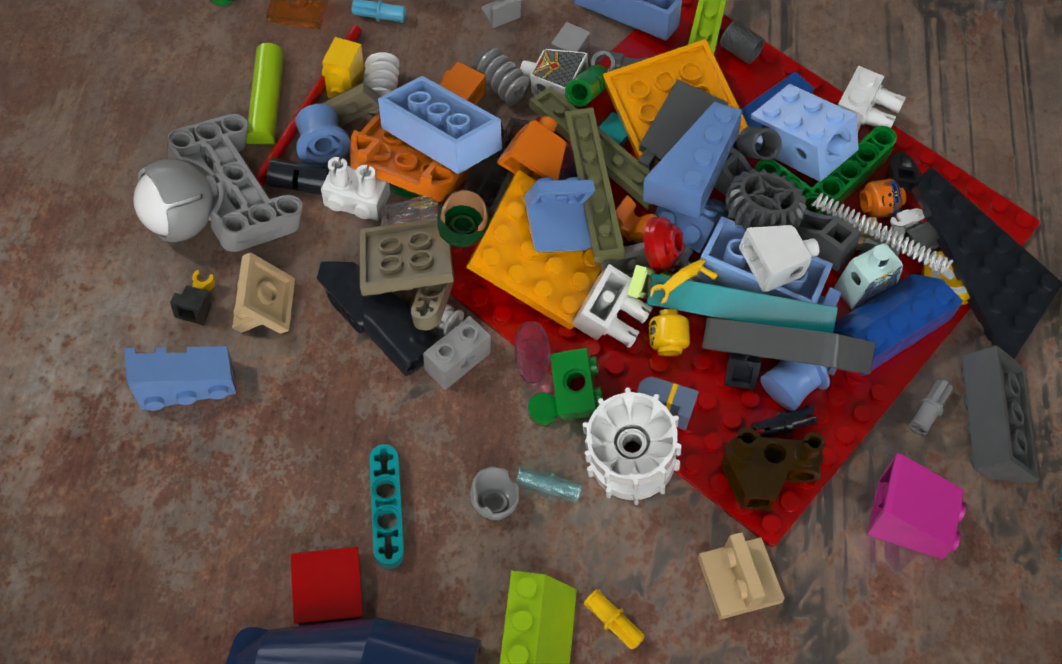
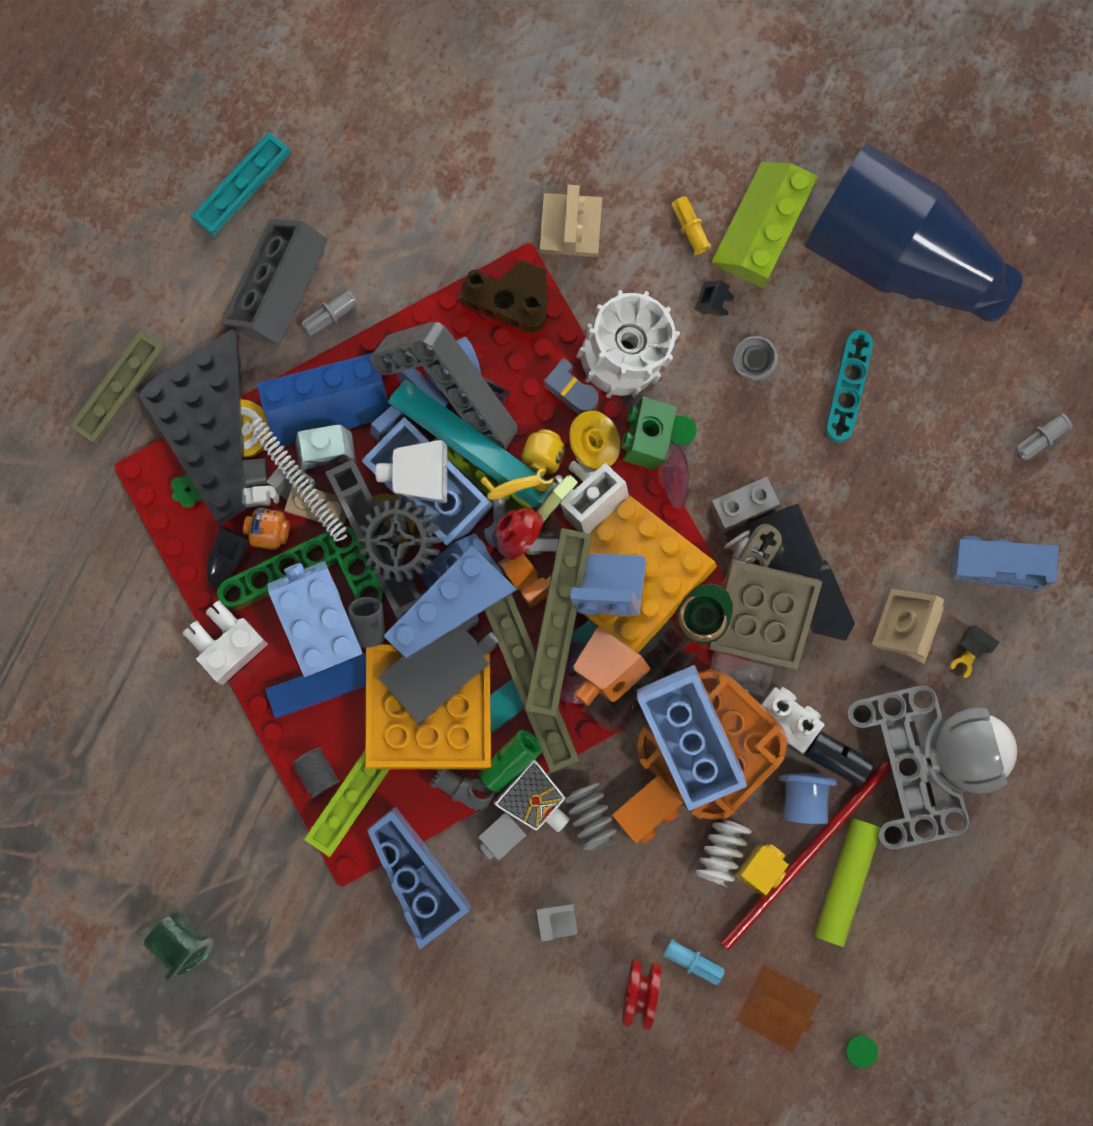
camera: 160 degrees left, 20 degrees up
(162, 519) = (1044, 437): none -> light grey axle
(326, 584) = (919, 333): red slope -> none
(354, 103) = (757, 819): dark tan plate -> none
(548, 484) = (703, 356): clear light blue pin -> none
(561, 545) = (712, 298): none -> black tile
(613, 357) = (594, 439): none -> yellow dish
(785, 423) = (480, 333): black pin -> none
(917, 509) = (398, 221): dark pink slope -> none

